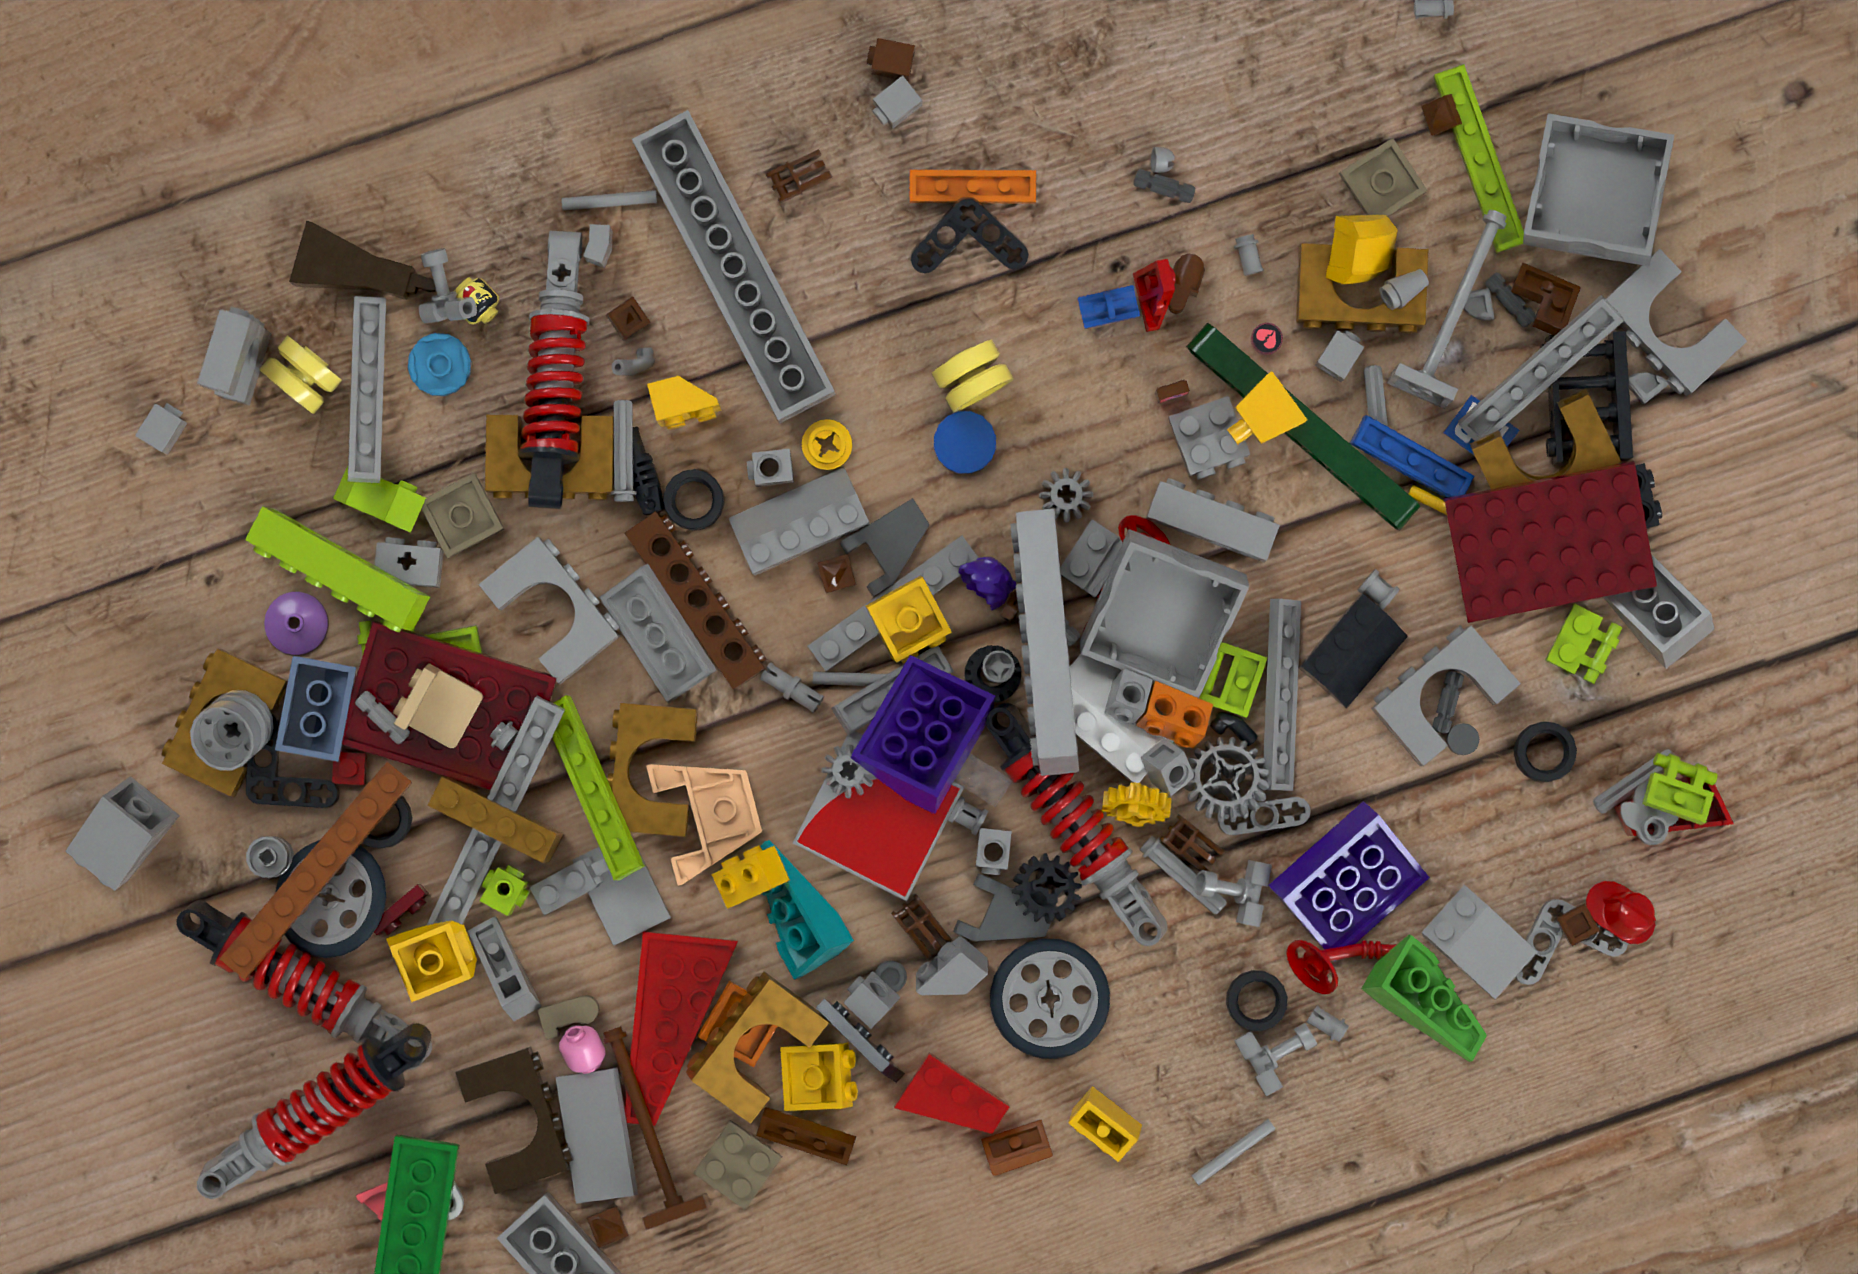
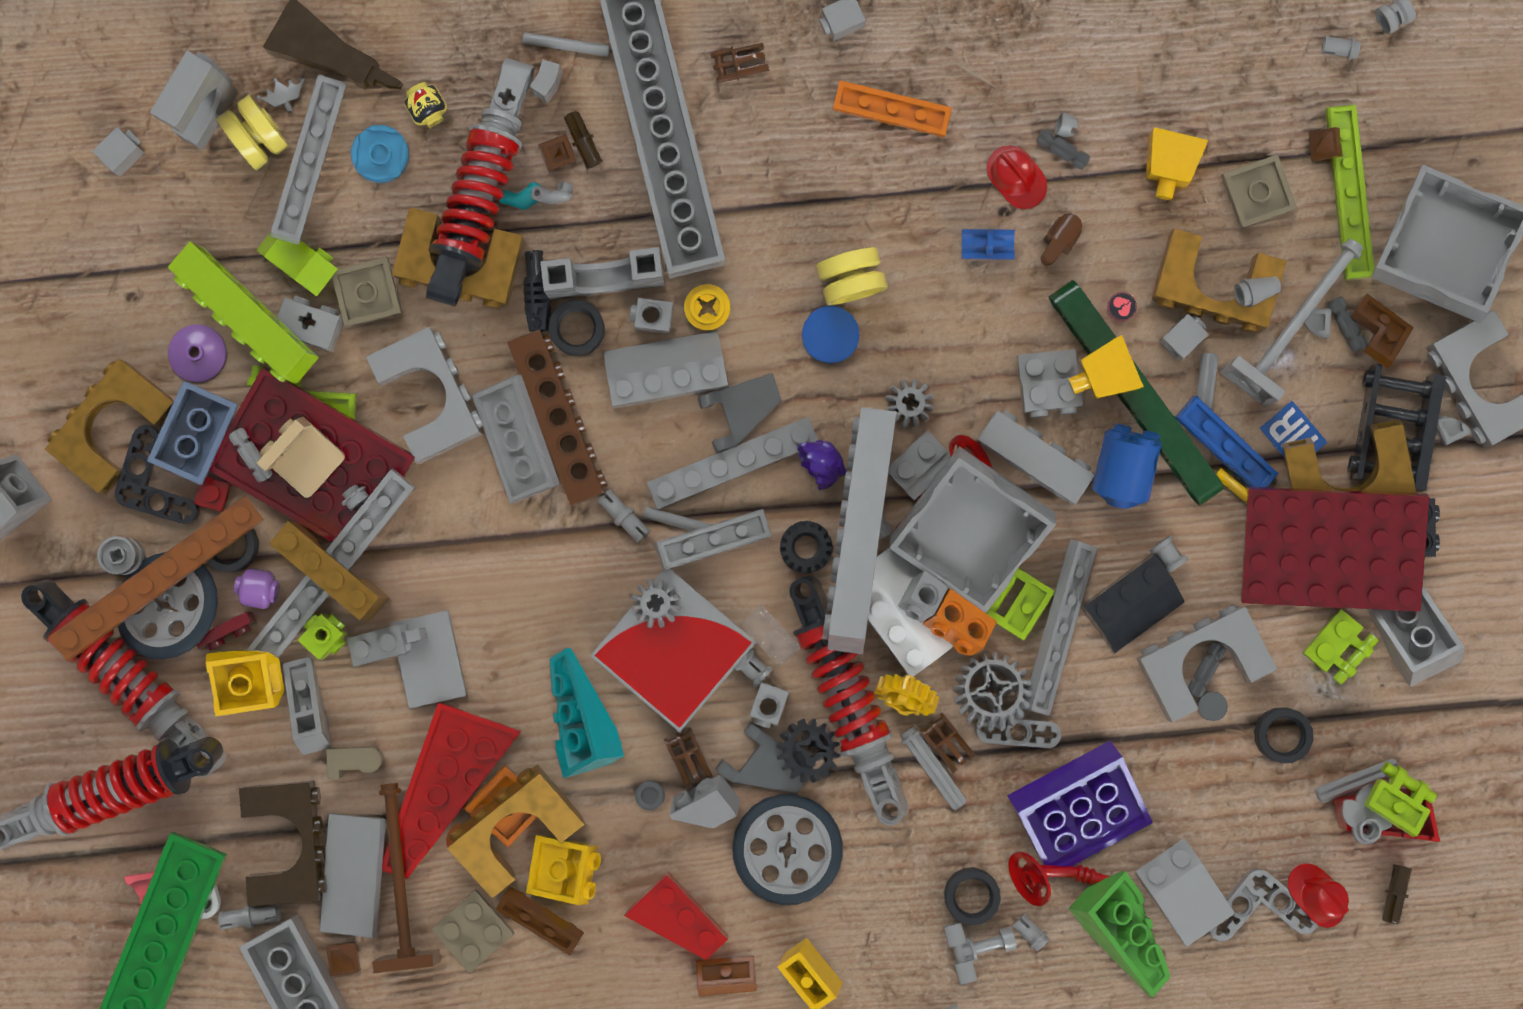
camera: 10 degrees right, 0 degrees up
(231, 730) = (112, 434): light grey wheel -> none
(320, 325) = (282, 94): none -> light grey piece
(422, 857) = (257, 588): none -> medium lavender head
(445, 303) = (397, 100): light grey bar -> none
(497, 1206) = (249, 916): none -> light grey pin
(582, 1049) = (357, 795): bright pink head -> none
(595, 793) = (424, 568): lime tile -> none
(603, 377) = (521, 200): none -> teal arm
(623, 451) = (523, 269): light grey axle -> none
(637, 726) = (452, 589): pearl gold arch -> none
(652, 298) = (583, 140): none -> dark brown axle
(677, 450) = (568, 280): none -> light grey arch
(679, 400) = (584, 236): yellow slope -> none
(721, 809) = (535, 610): light nougat wing -> none
(751, 876) = (545, 676): yellow brick -> none
(836, 573) = (688, 424): reddish brown tile -> none
(859, 1037) = (609, 846): wing -> none
(870, 998) = (627, 811): light grey brick -> none
(908, 620) = (742, 481): yellow plate -> none
(923, 733) = (731, 585): dark purple slope -> none
(962, 228) = (873, 143): black beam -> none
(1001, 664) = (812, 542): light grey wheel -> none
(1011, 608) = (836, 492): reddish brown tile -> none
(1122, 227) = (1017, 177): none -> red piece
(1154, 291) = (1032, 240): red wing -> none
(1167, 767) = (943, 668): light grey brick -> none
(1172, 391) = (1024, 333): reddish brown tile -> none
(1236, 725) = (1013, 645): black arm -> none
(1245, 891) = (985, 796): light grey bar -> none
(1248, 254) = (1123, 228): light grey pin -> none
(1283, 170) = (1172, 160): none -> yellow torso
(1311, 507) = (1126, 466): none -> blue cylinder
(1361, 248) = (1226, 245): yellow slope -> none
(1541, 369) = (1364, 392): light grey plate -> none
(1577, 924) = (1276, 897): reddish brown tile -> none
(1704, 891) = (1396, 894): none -> dark brown axle

